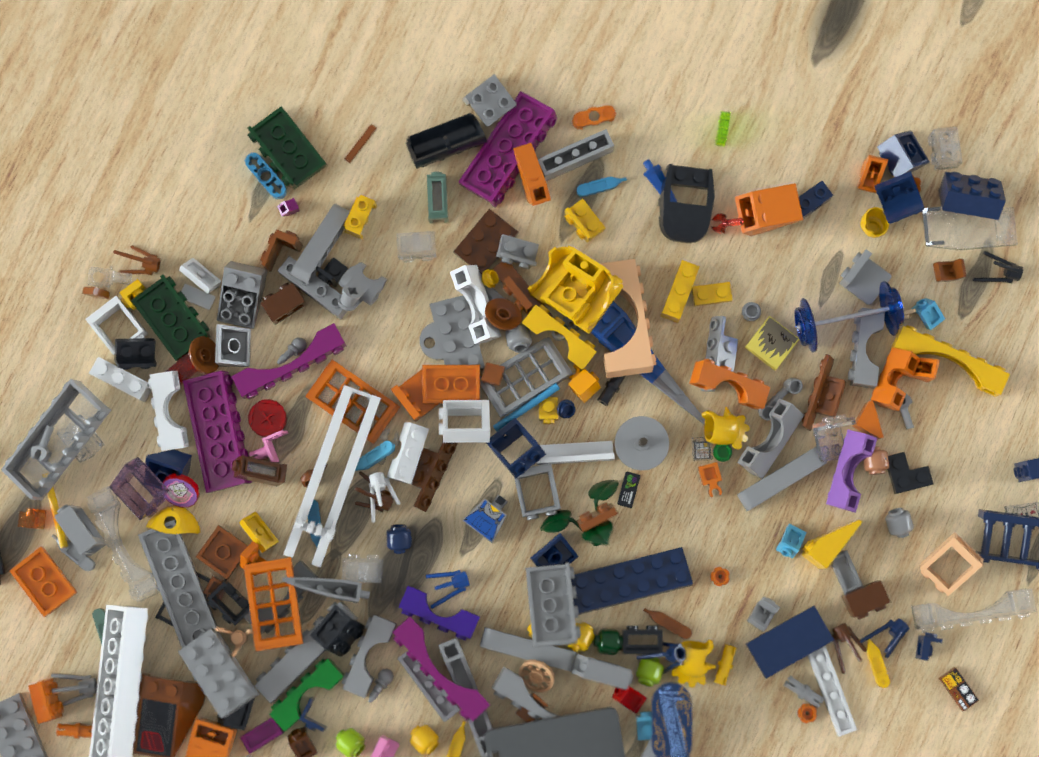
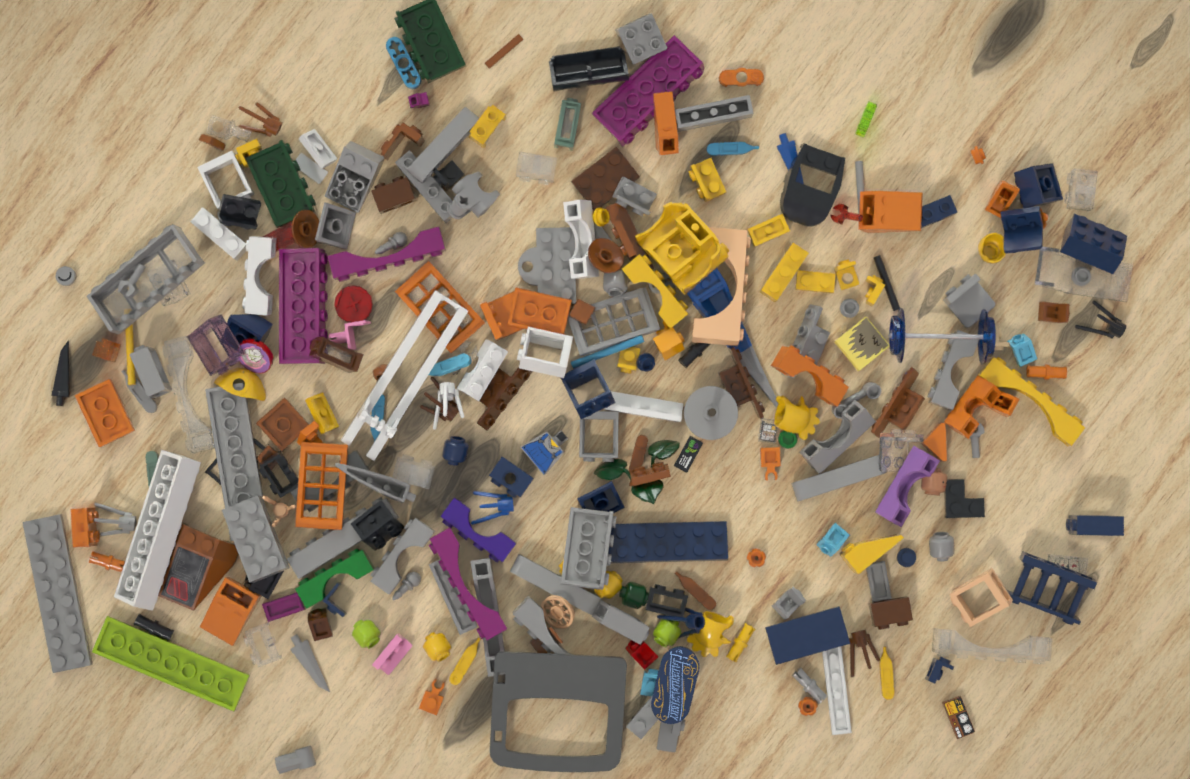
camera: 10 degrees right, 5 degrees up
(452, 543) = (504, 467): none -> dark blue brick
(580, 491) = (638, 453): none -> dark orange piece
(655, 254) = (768, 230): none -> yellow plate
(661, 409) = (737, 384): none -> reddish brown bracket
(731, 188) = (859, 180): none -> light grey bar
(737, 273) = (846, 267): none -> yellow bracket
(770, 292) = (873, 293): none -> yellow bracket
(780, 278) = (888, 287): none -> black bar
(838, 138) = (978, 155): none -> orange plate
(867, 541) = (906, 557): none -> dark blue plate
(897, 631) = (913, 648): dark blue plant -> none
(957, 329) = (1046, 372): none -> orange pin
(967, 229) = (1081, 276): none -> light grey plate

